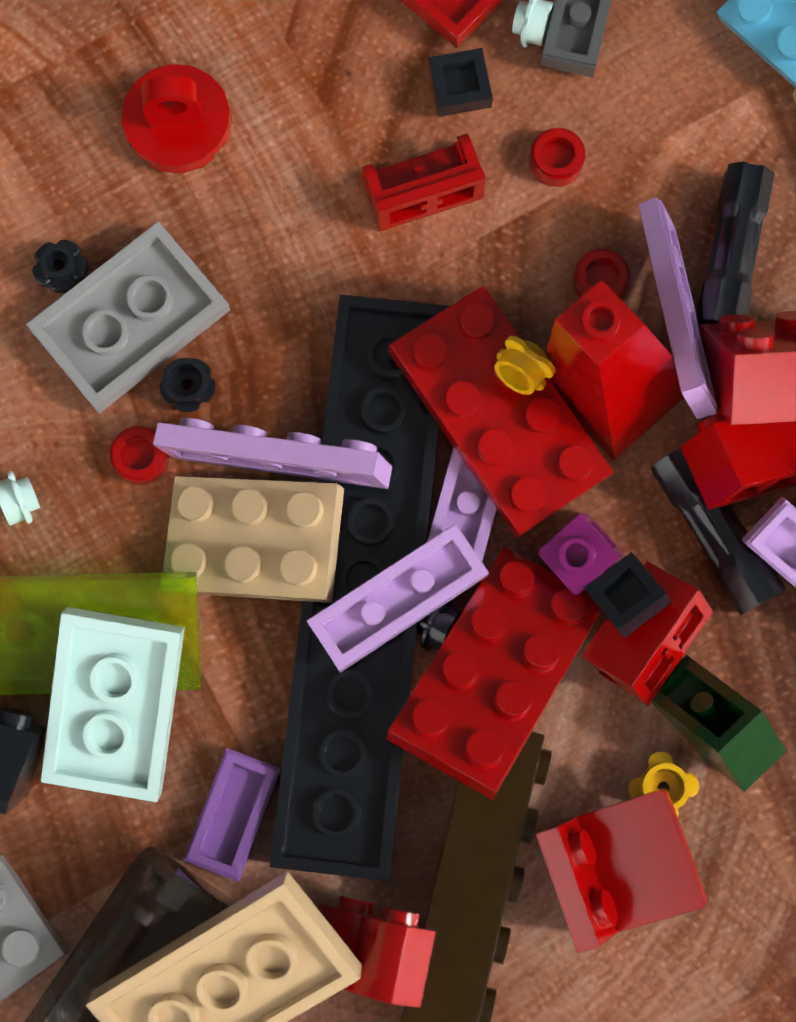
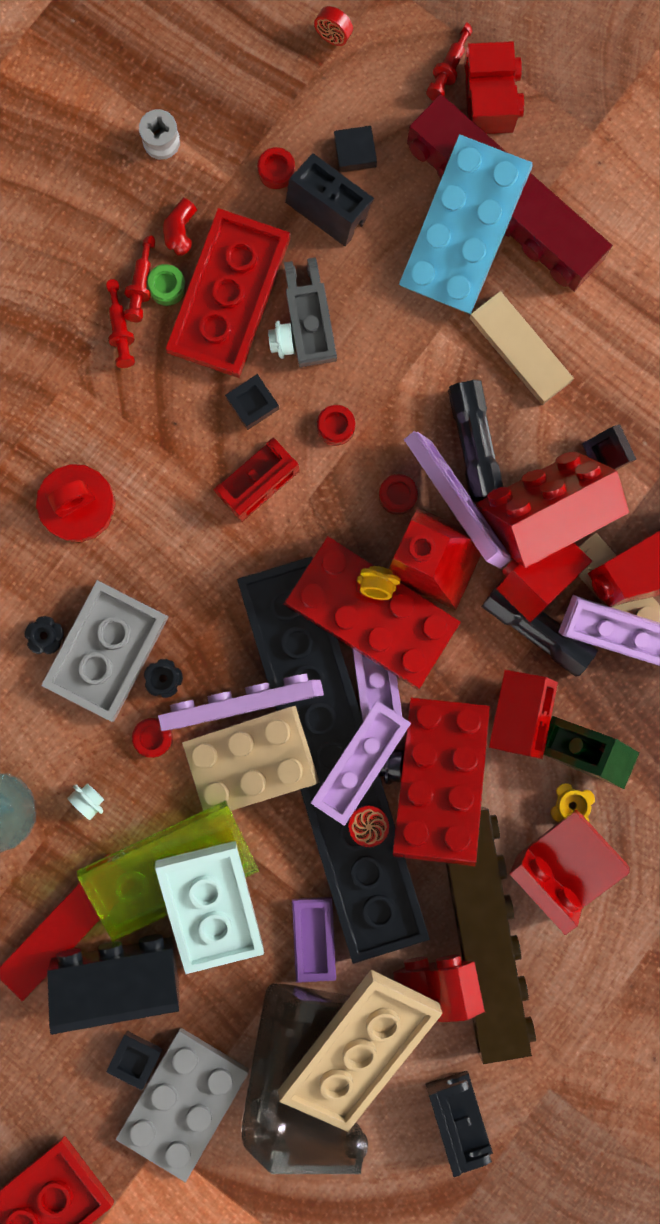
camera: 30 degrees left, 5 degrees up
(372, 688) = (368, 826): none -> tile
(580, 553) = (462, 682): magenta bracket -> none
(627, 595) = (503, 699): black plate -> none

